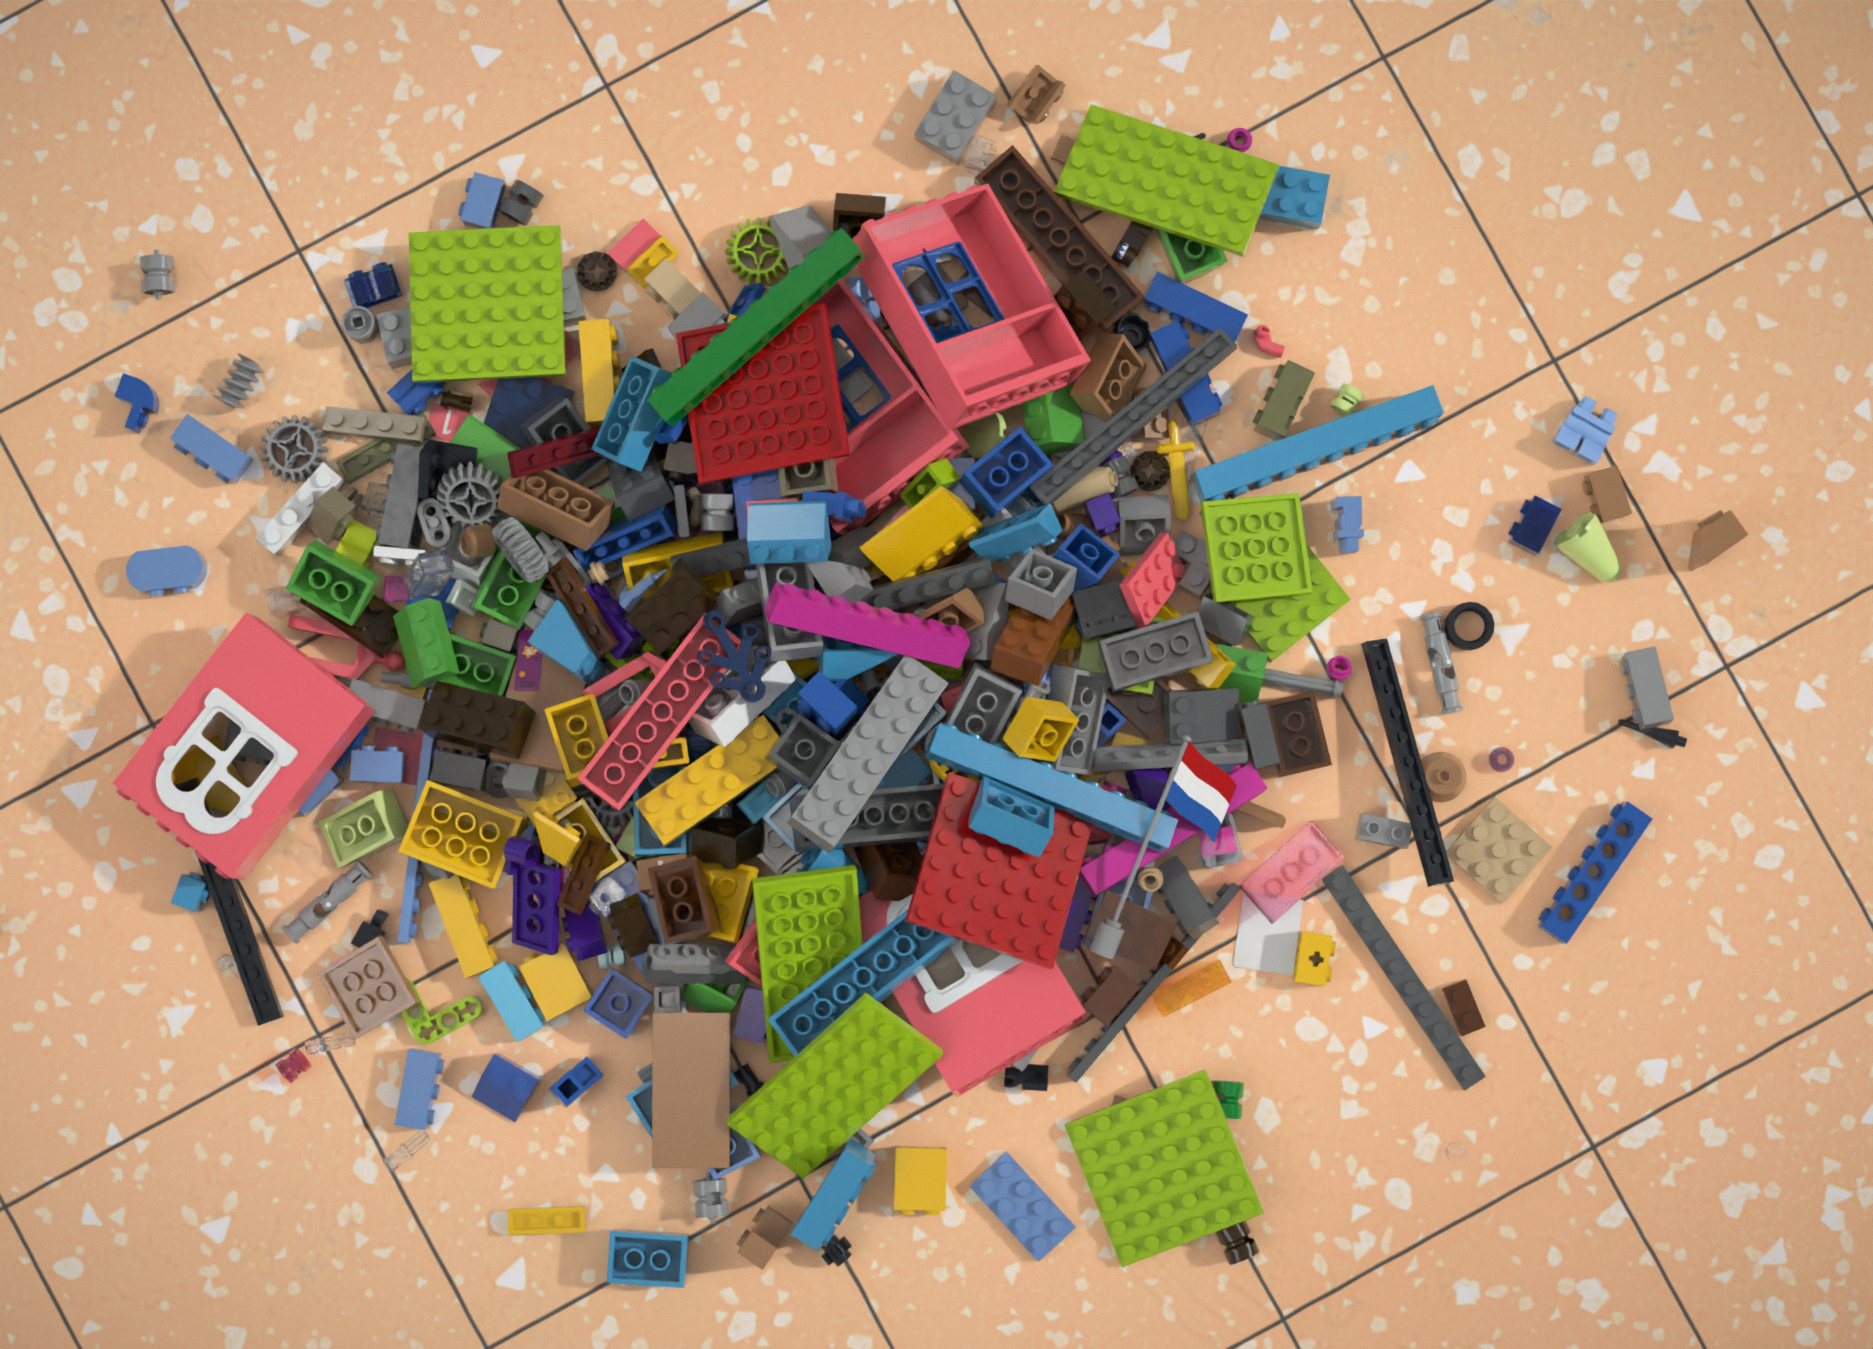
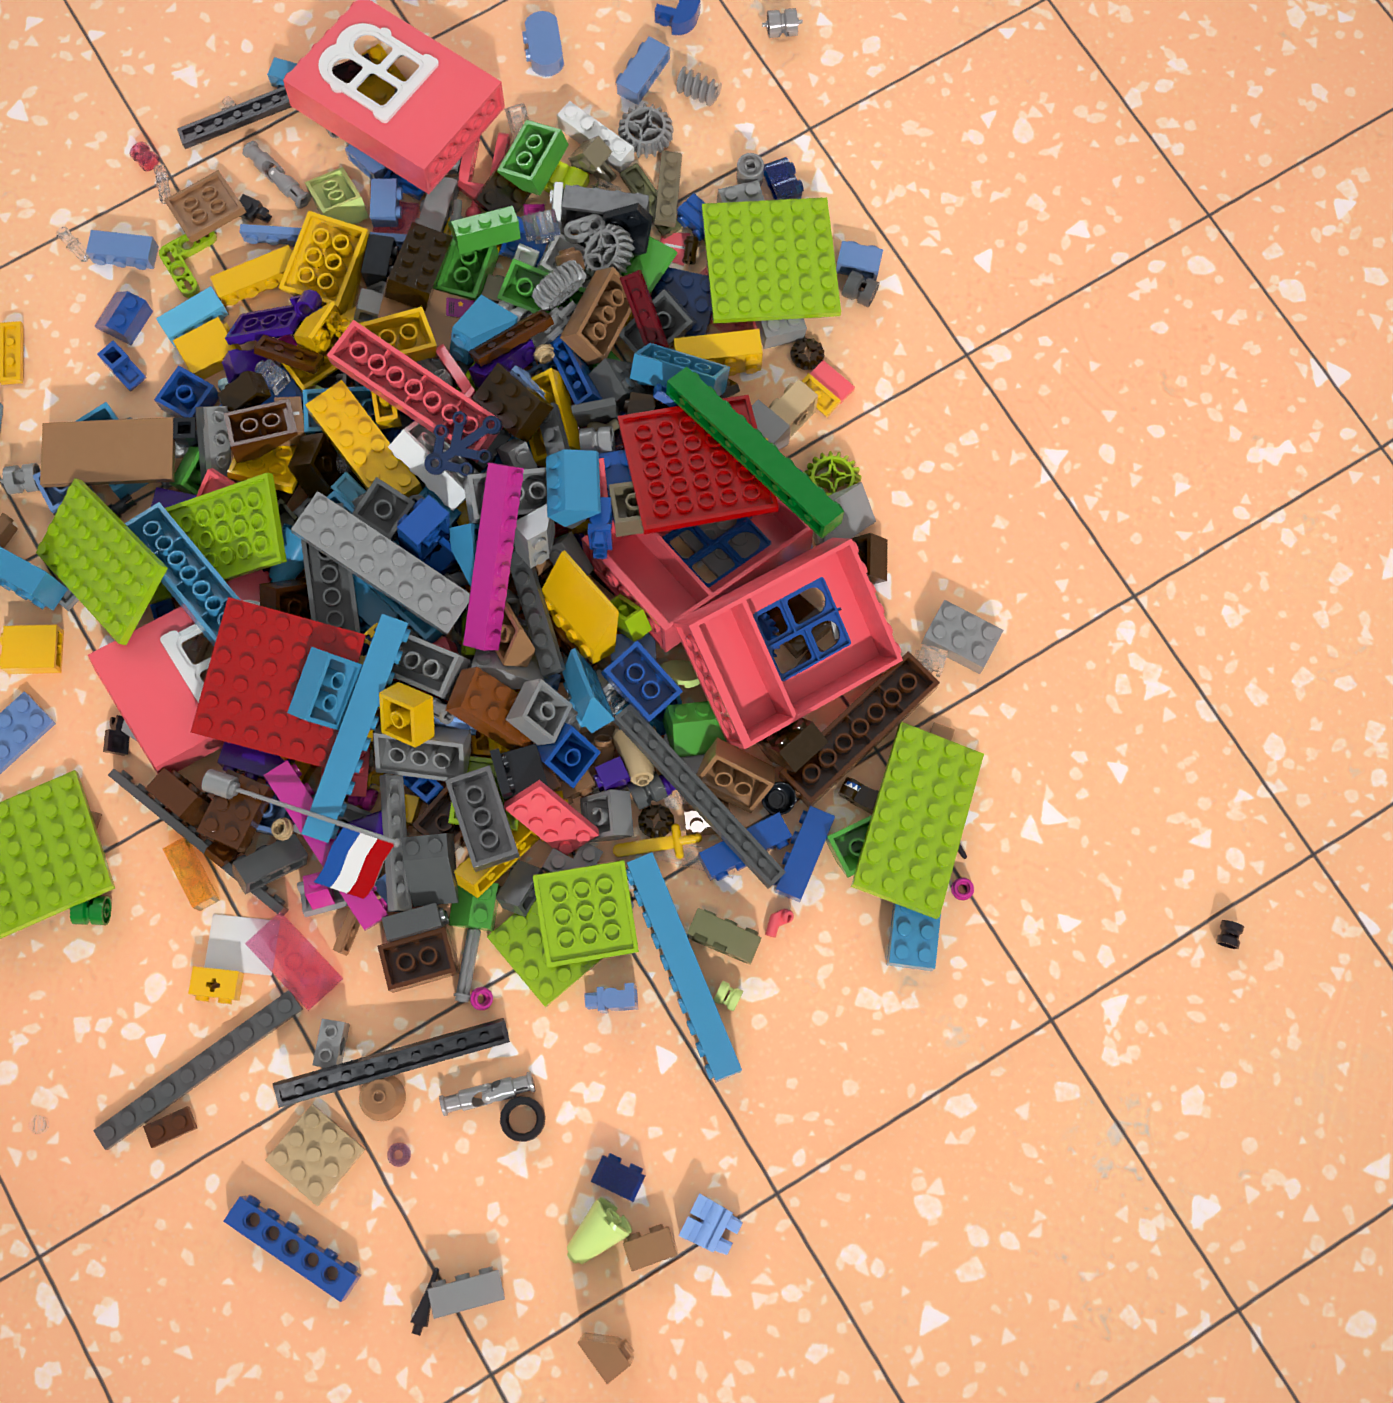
camera: 90 degrees right, 10 degrees down
(1036, 95) = (988, 706): medium nougat bracket -> none

